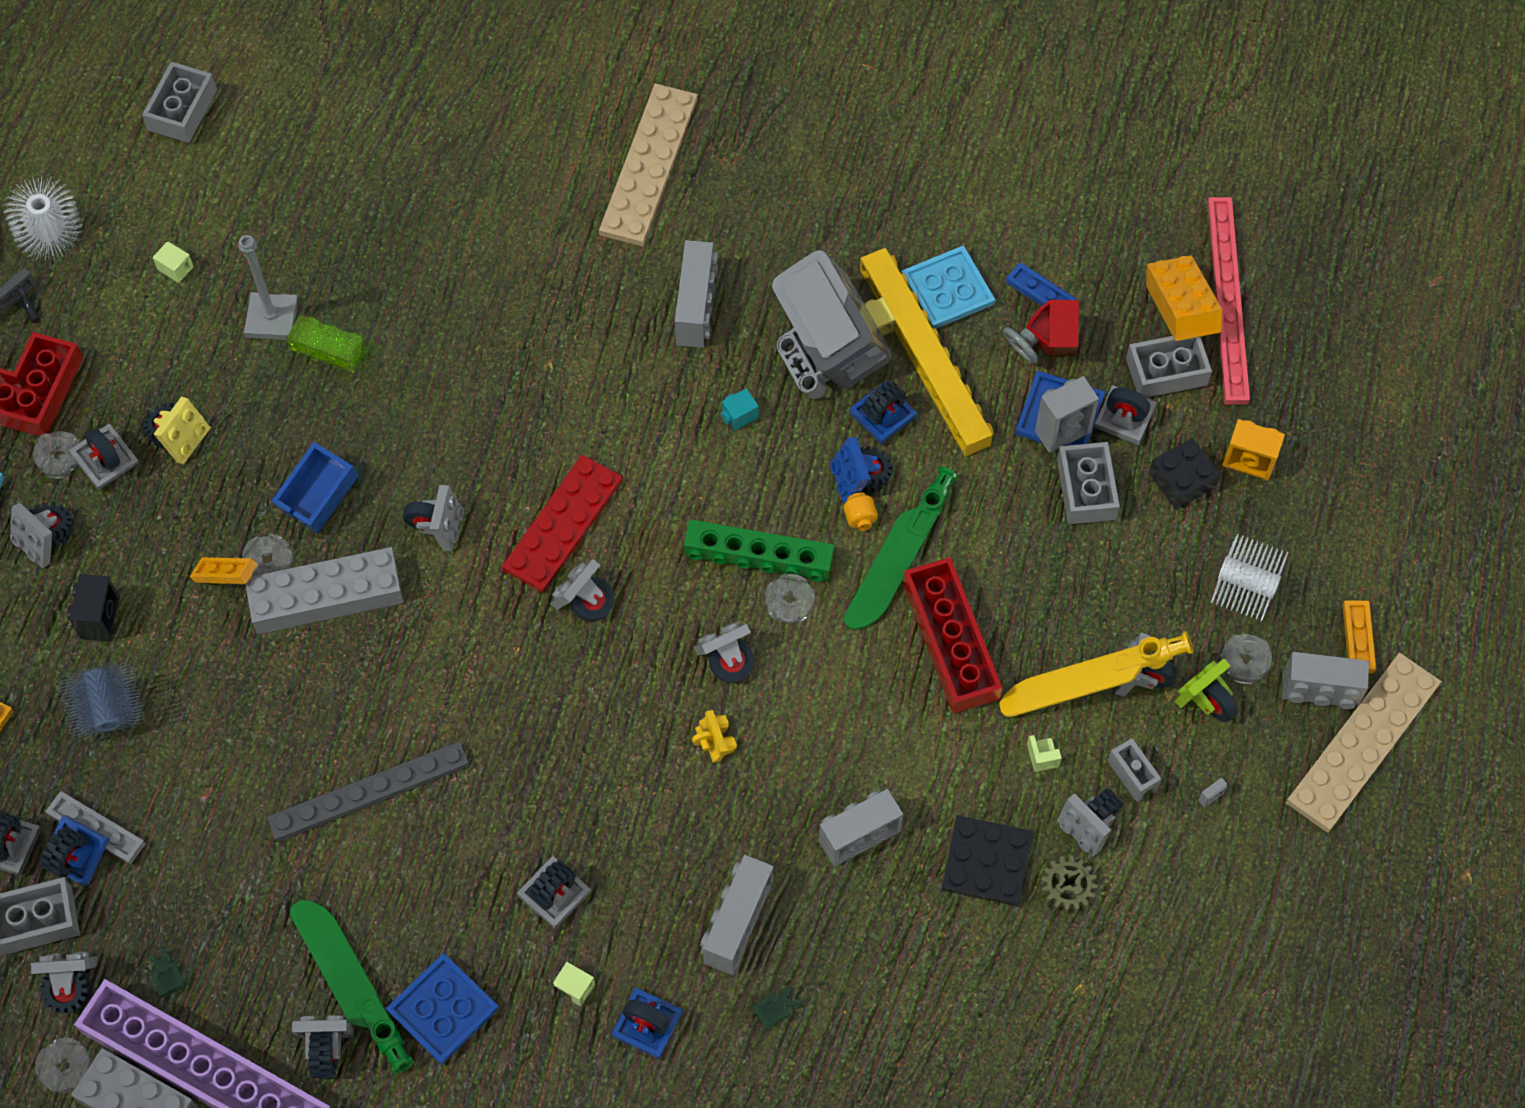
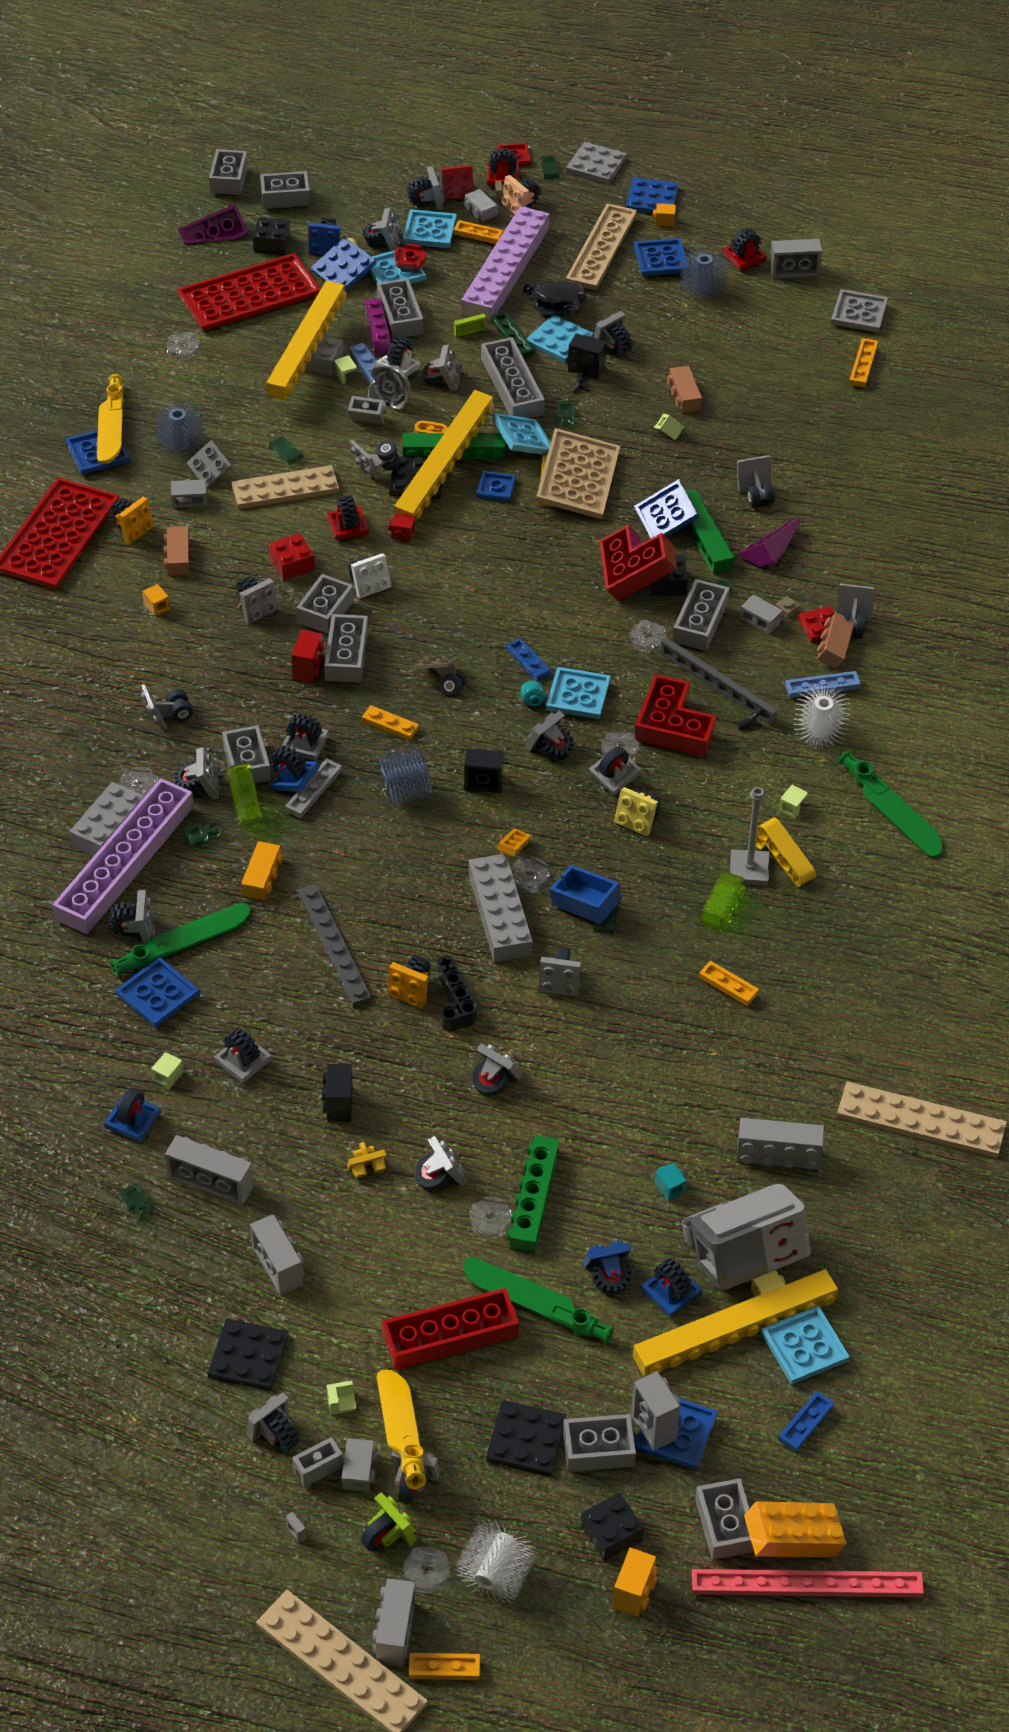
camera: 90 degrees right, 15 degrees down
(113, 909) = (244, 793): none -> clear neon green brick
(179, 102) = (944, 794): light grey brick -> none
(186, 160) = (893, 806): none -> green piece
(237, 278) = (785, 851): none -> yellow beam
(240, 886) = (261, 870): none -> light orange brick
(444, 687) = (410, 982): none -> light orange plate
(453, 342) = (728, 983): none -> light orange plate
(457, 644) = (463, 1007): none -> black beam
(562, 523) = (563, 1062): red plate -> none
(619, 767) = (338, 1092): none -> black brick
(860, 511) = (571, 1267): light orange head -> none
(1052, 328) = (752, 1416): red piece -> none
(1063, 874) = (220, 1408): olive gear -> none
(1076, 561) = (526, 1437): none -> black plate
(1123, 725) = (358, 1465): none -> light grey brick
(1125, 414) = (675, 1483): plate -> none

